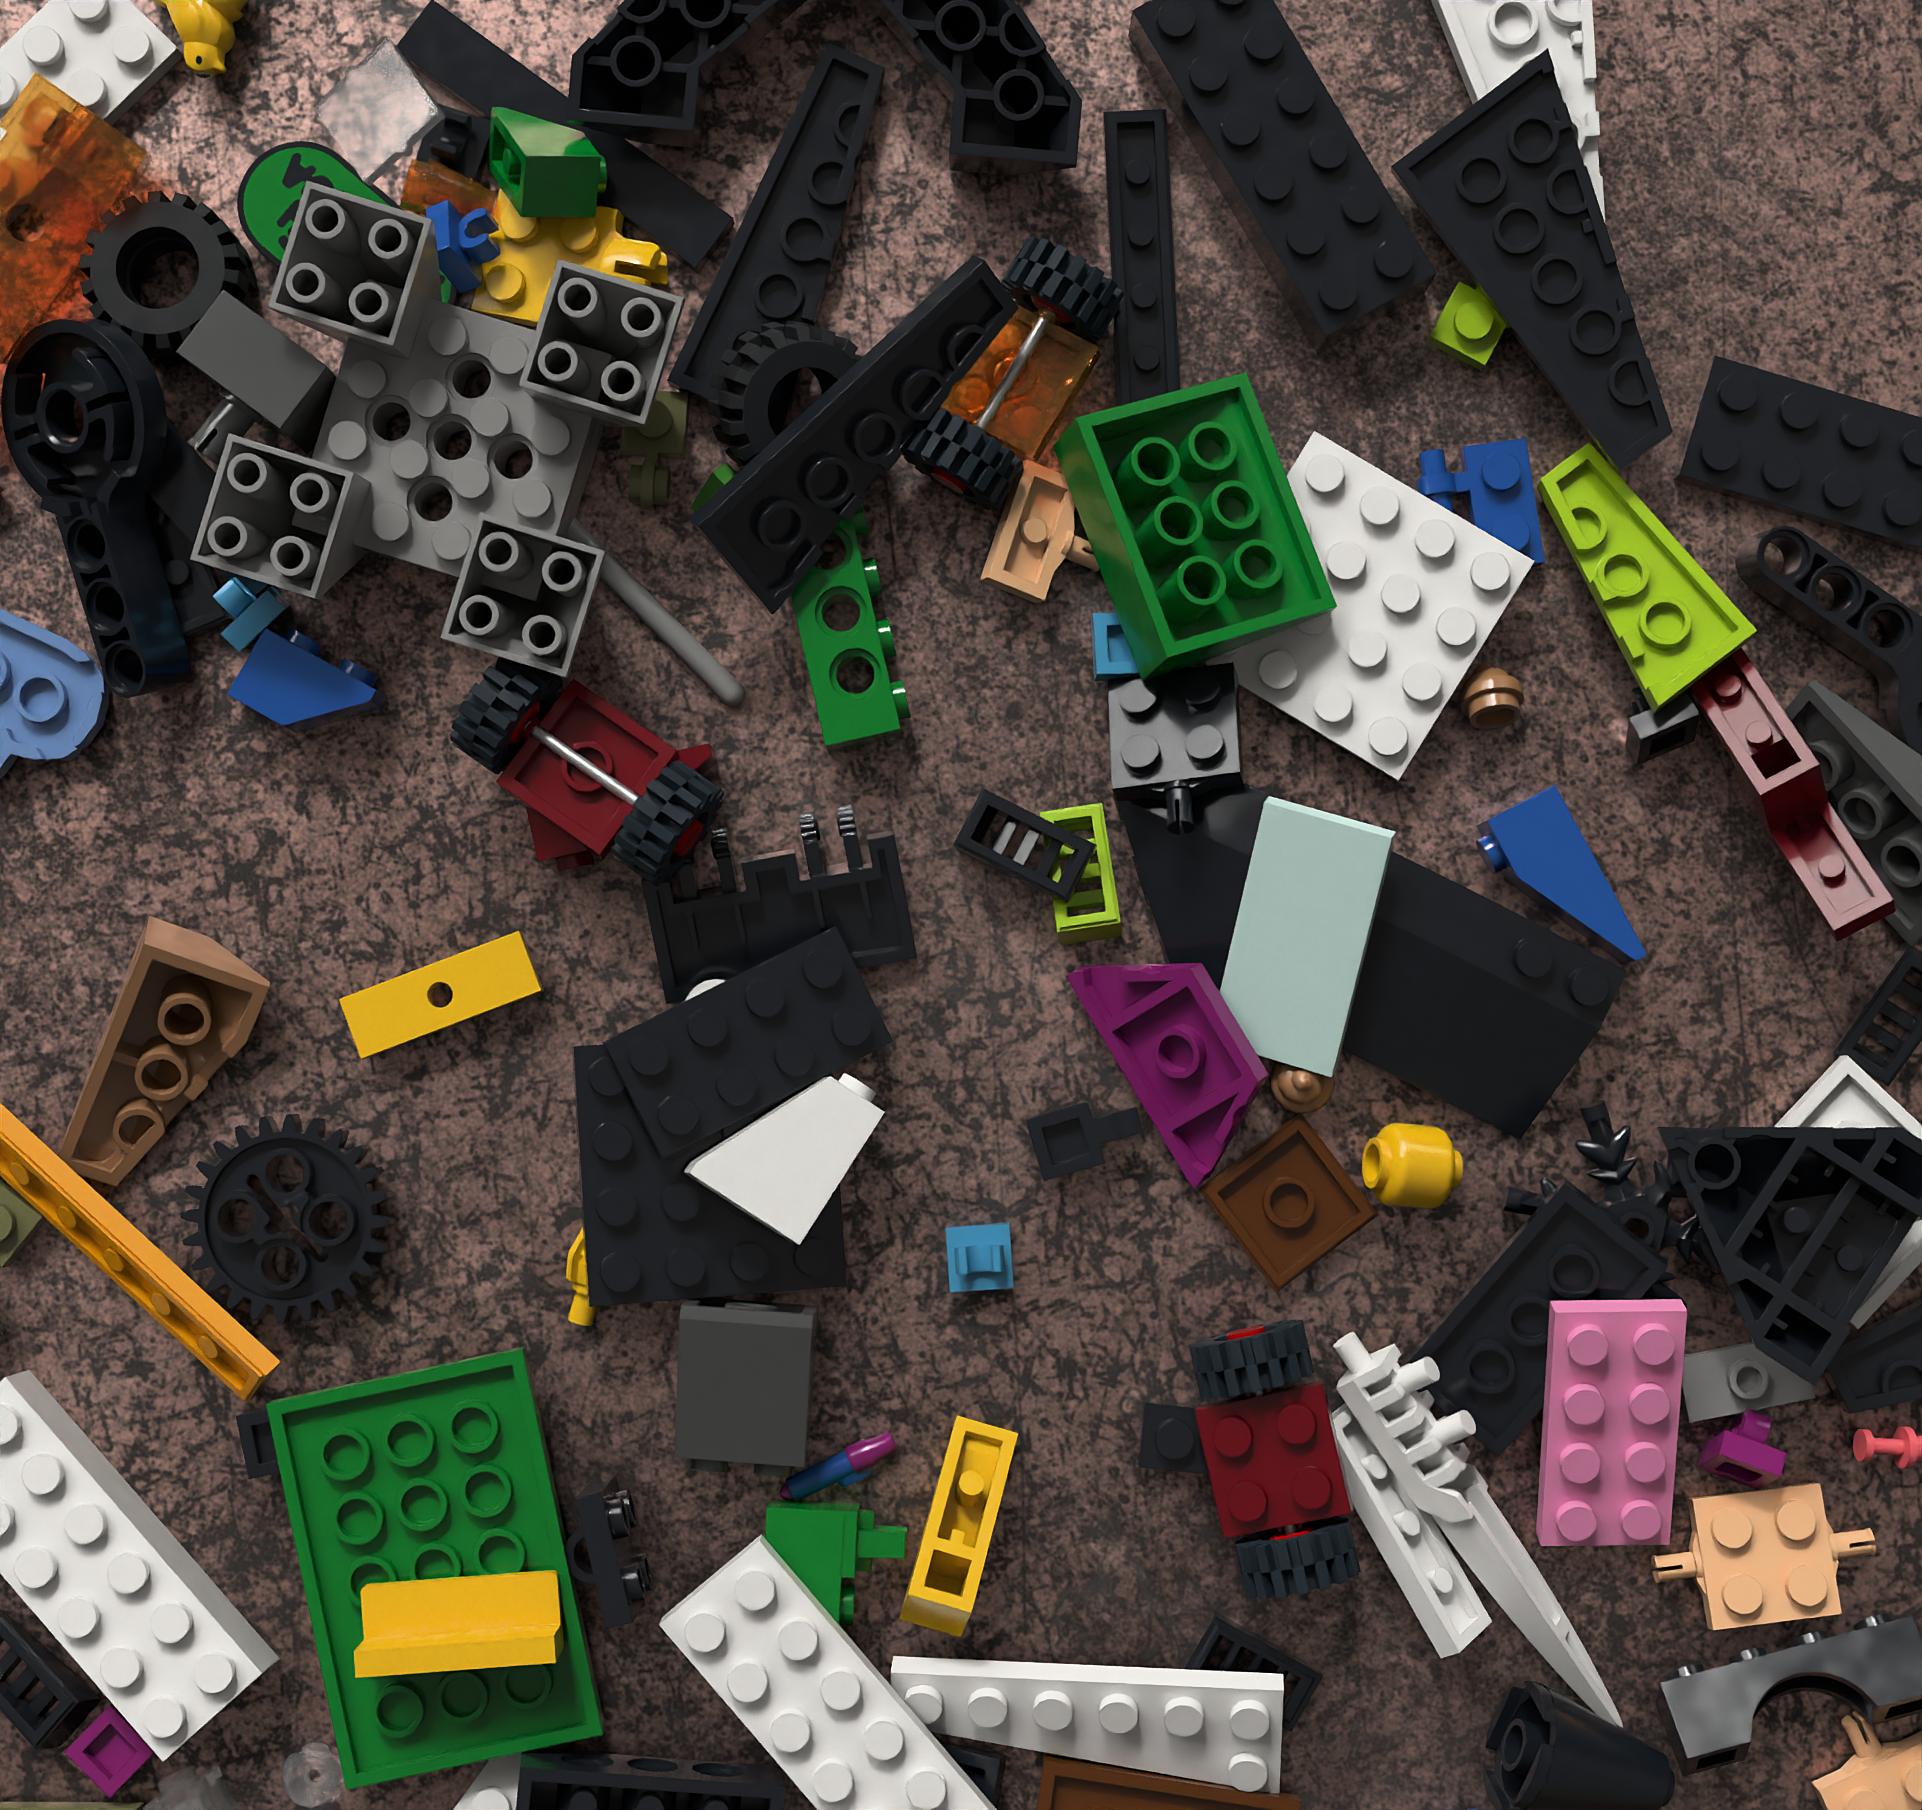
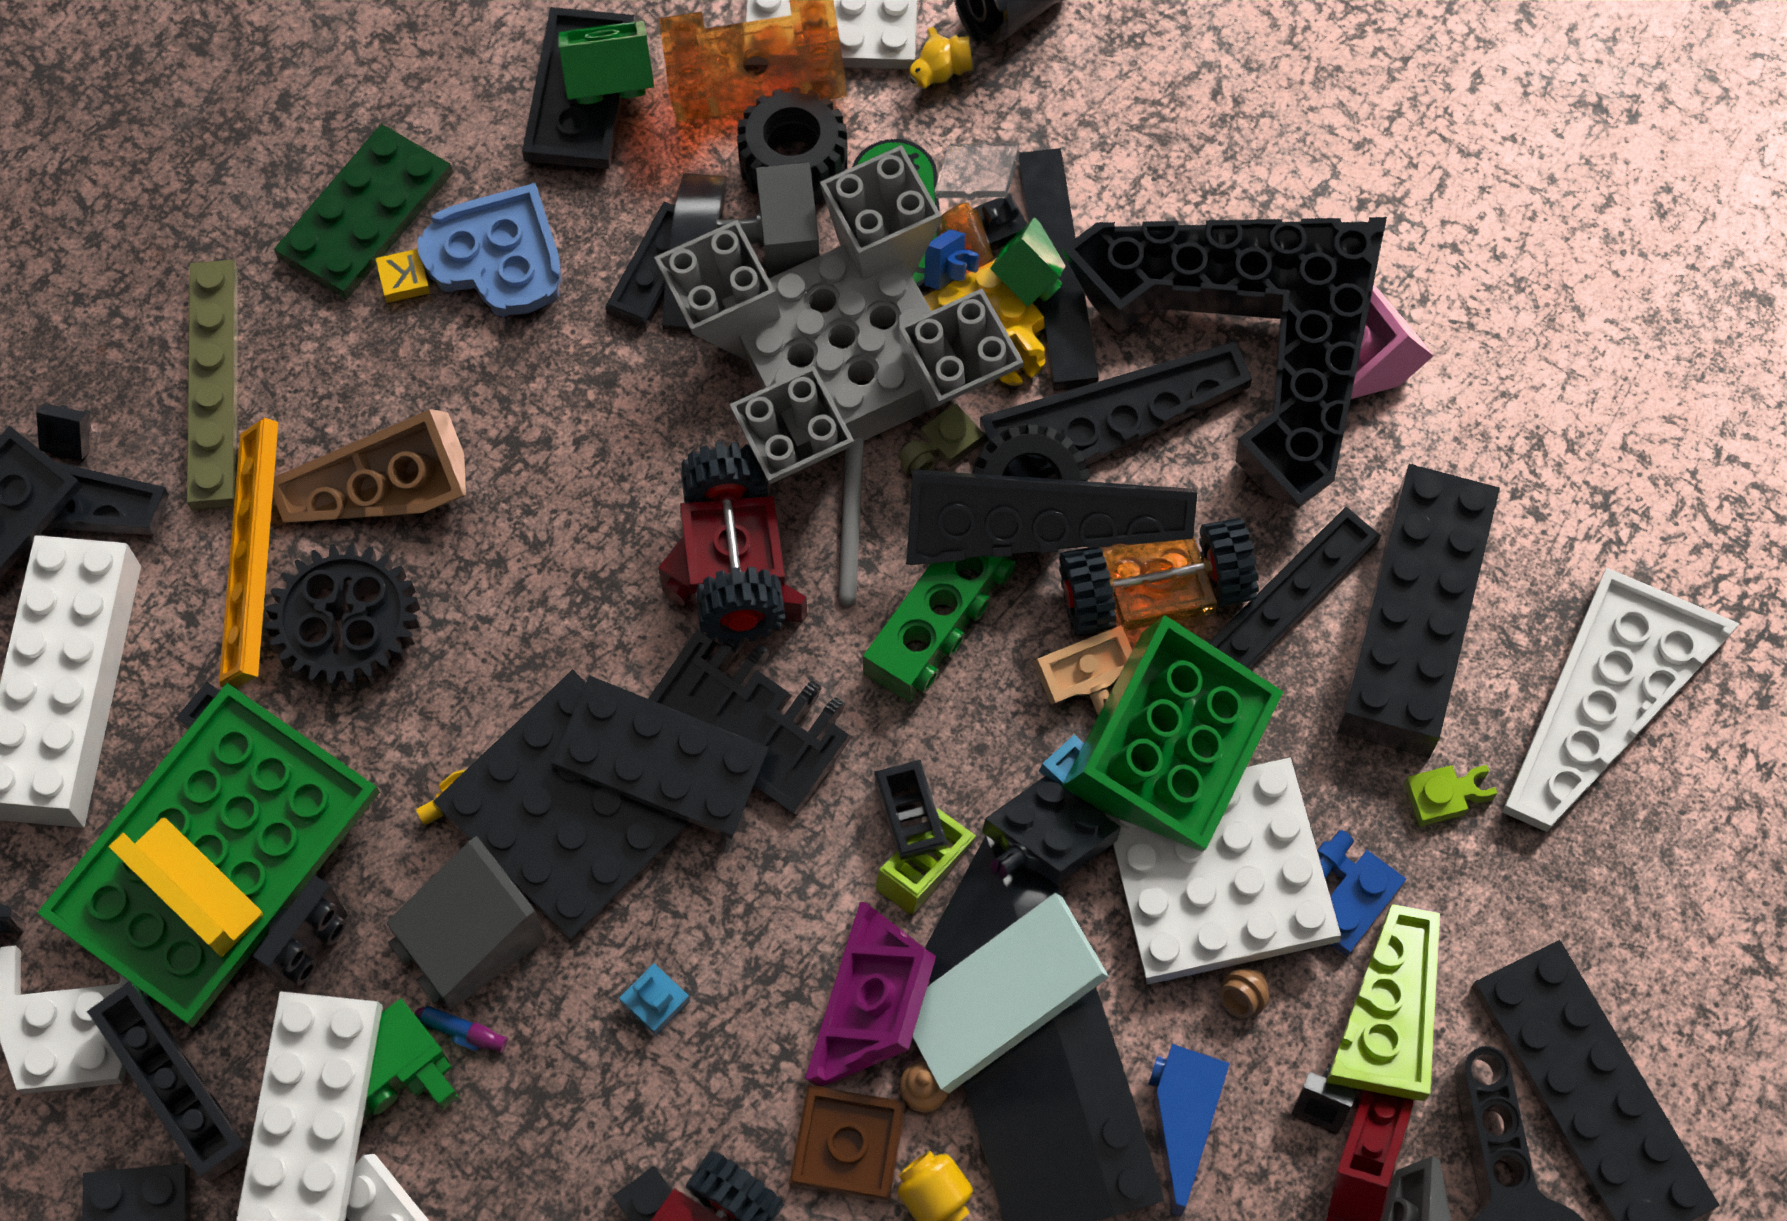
camera: 45 degrees right, 20 degrees down
(104, 509) = (691, 164): black beam -> none
(250, 613) = (656, 327): dark azure tile -> none
(297, 1780) = (24, 888): clear plate -> none
(298, 688) = (640, 385): blue slope -> none
(406, 1007) = (518, 577): yellow tile -> none
(792, 1155) = (617, 831): white slope -> none
(959, 1527) = (482, 1123): yellow slope -> none
(1072, 1139) = (772, 985): black plate -> none
(1529, 232) = (1514, 770): black wing -> none

